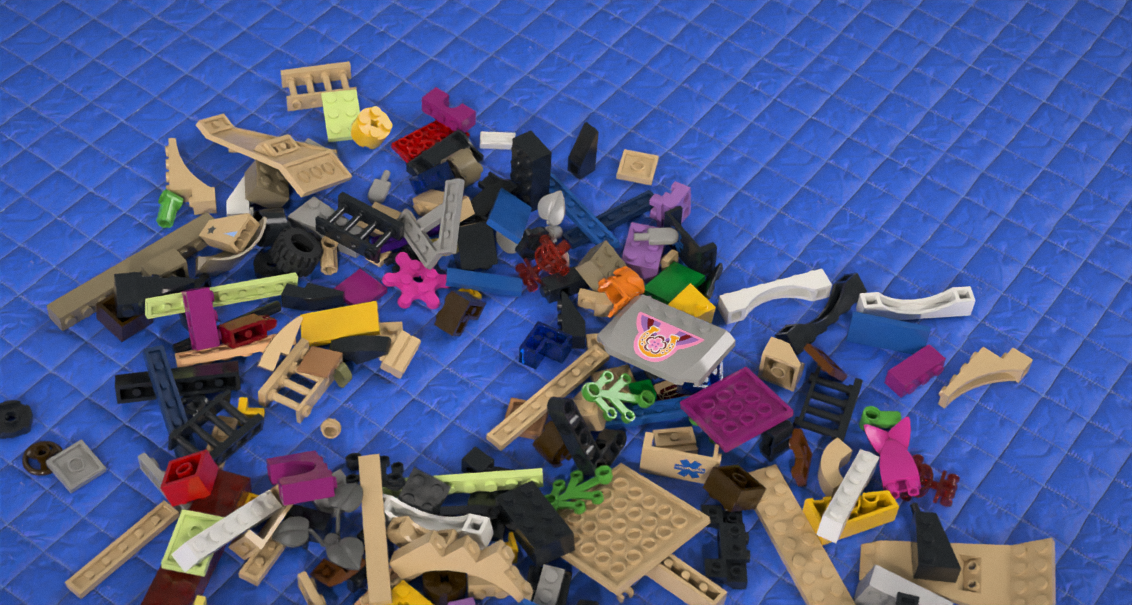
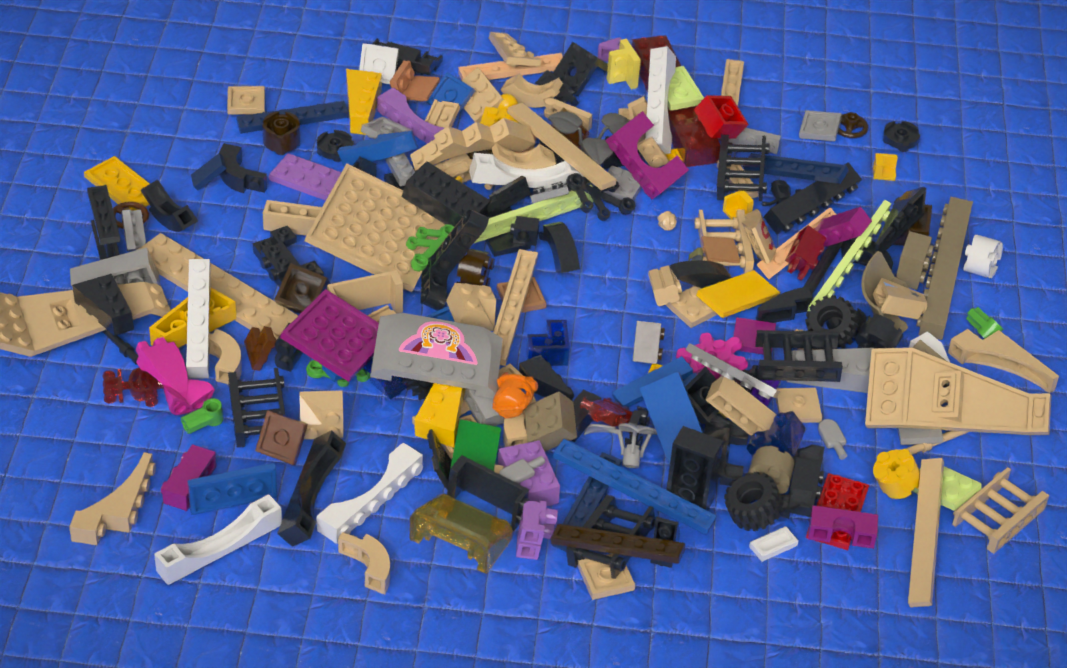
camera: 150 degrees right, 5 degrees down
(72, 392) = (884, 166): none -> yellow panel
(100, 253) = (983, 256): none -> white brick
(389, 88) = (926, 533): none -> tan tile
(456, 440) = (562, 246): none -> black arch
(500, 146) = (748, 489): none -> black tyre
(615, 396) = (466, 289): bright green plant -> none
(618, 196) = (601, 520): none -> black fence
(627, 156) = (618, 543): none -> dark brown tile
(731, 229) = (462, 526): none -> clear yellow windscreen
(800, 250) = (370, 553): none -> tan arch

